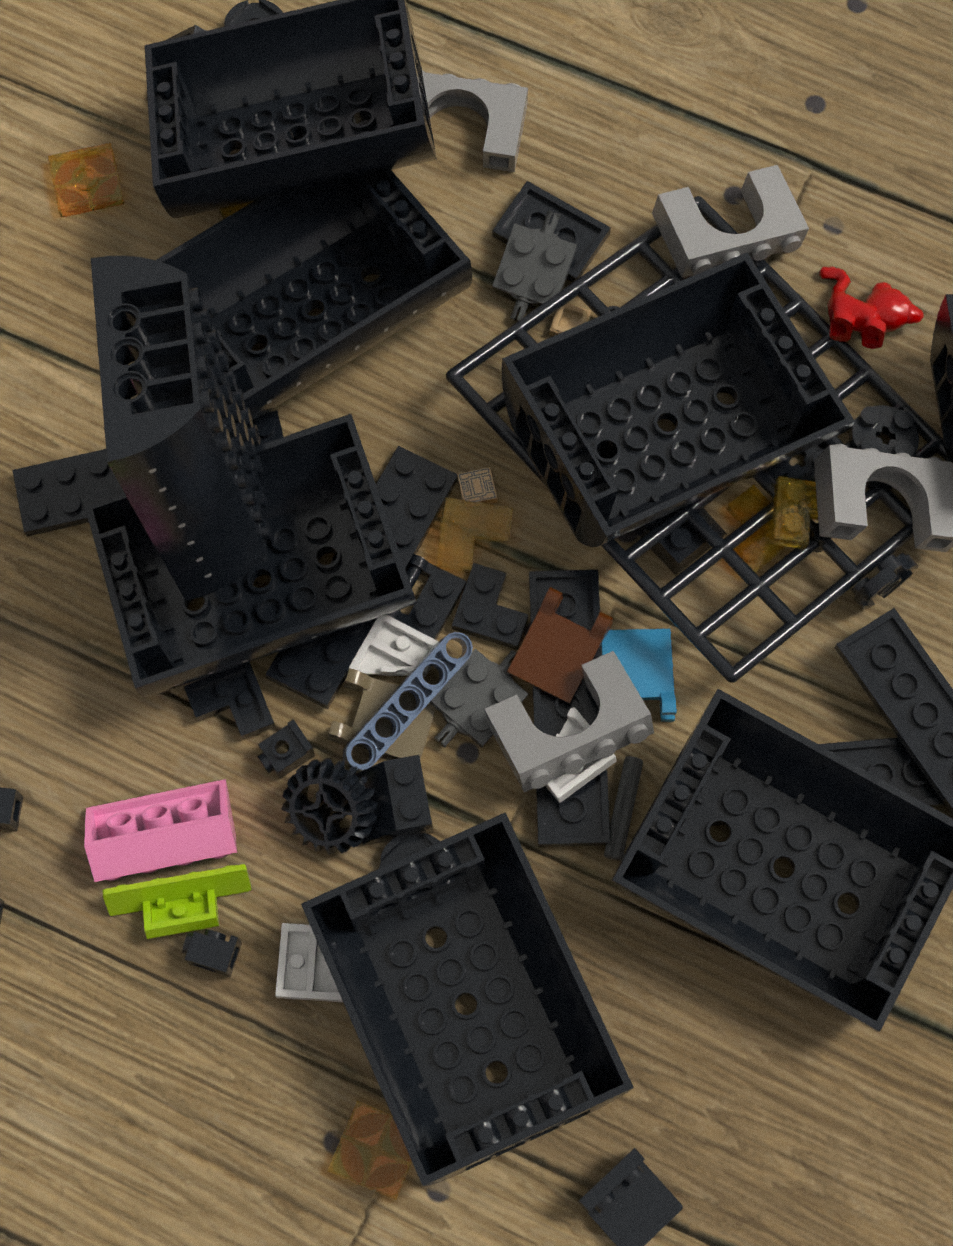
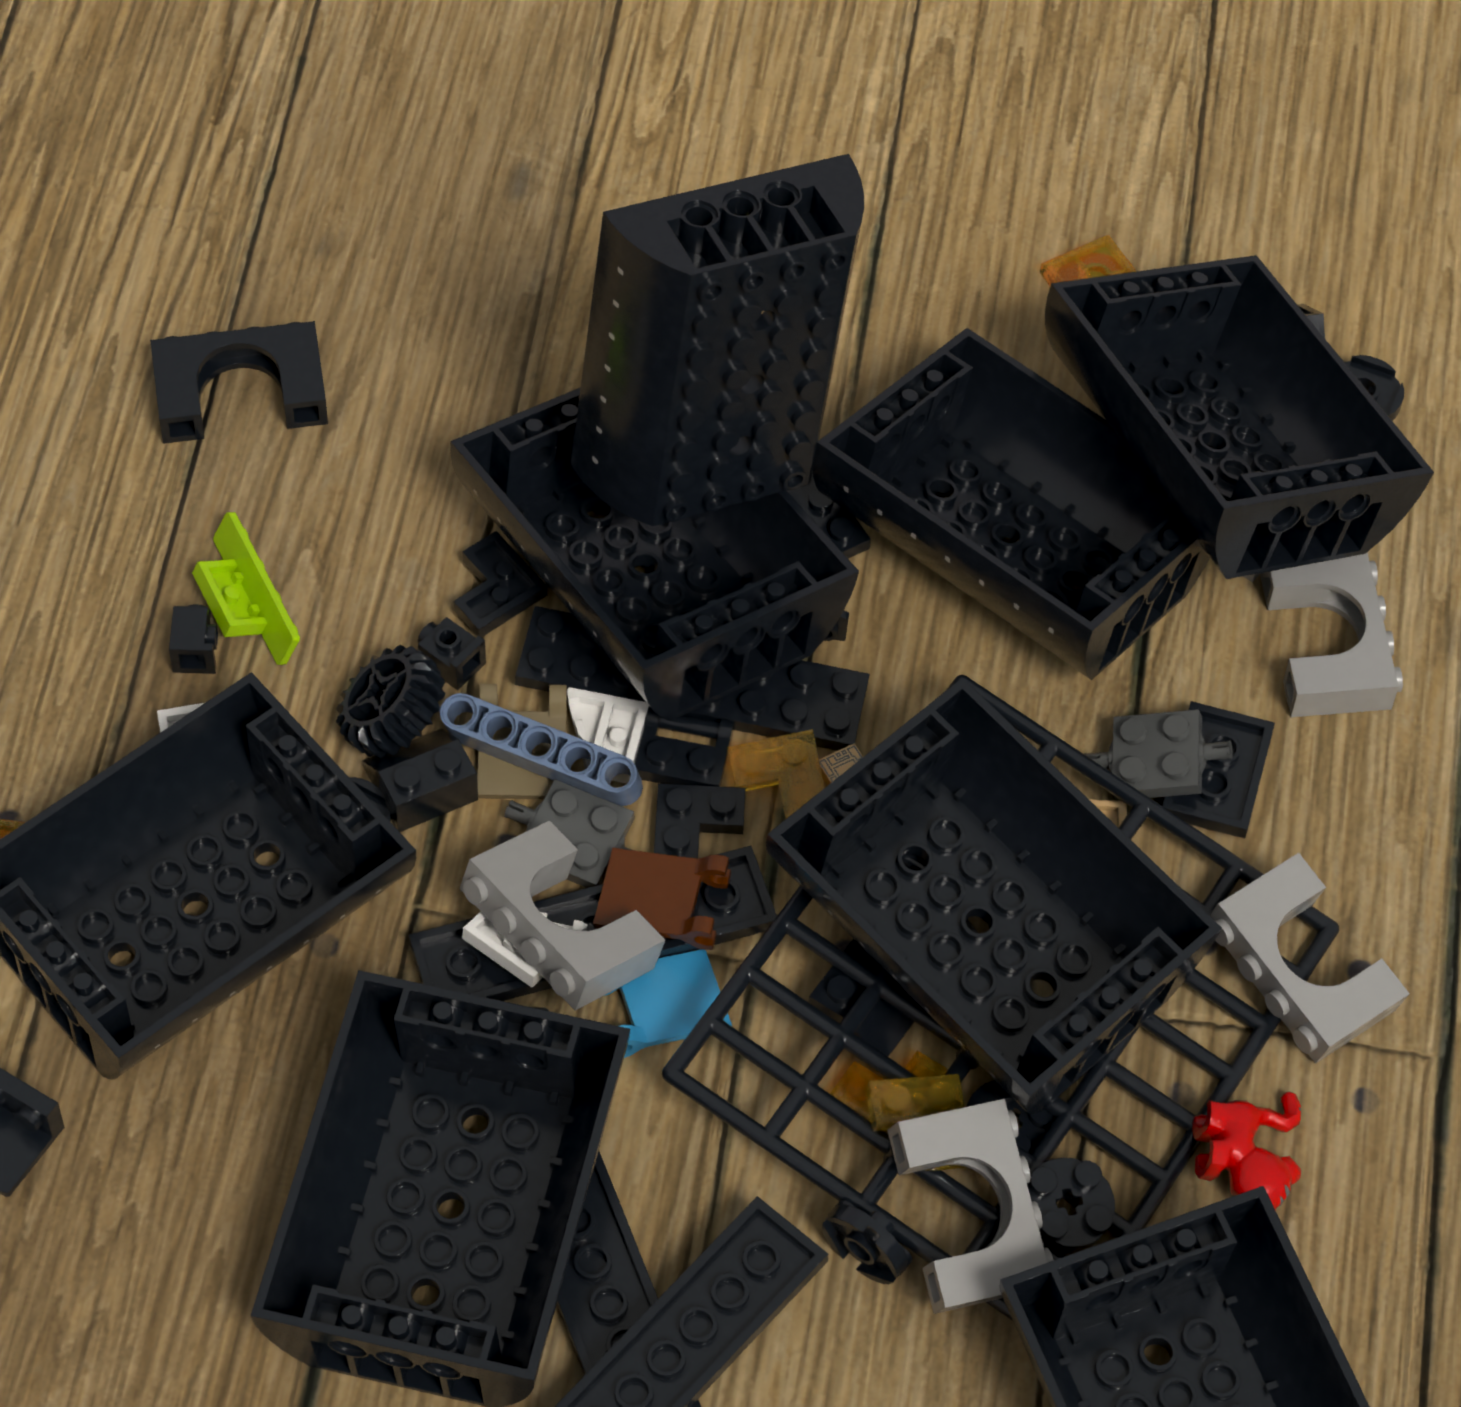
camera: 70 degrees right, 15 degrees down
(159, 831) = (320, 553): bright pink slope -> none

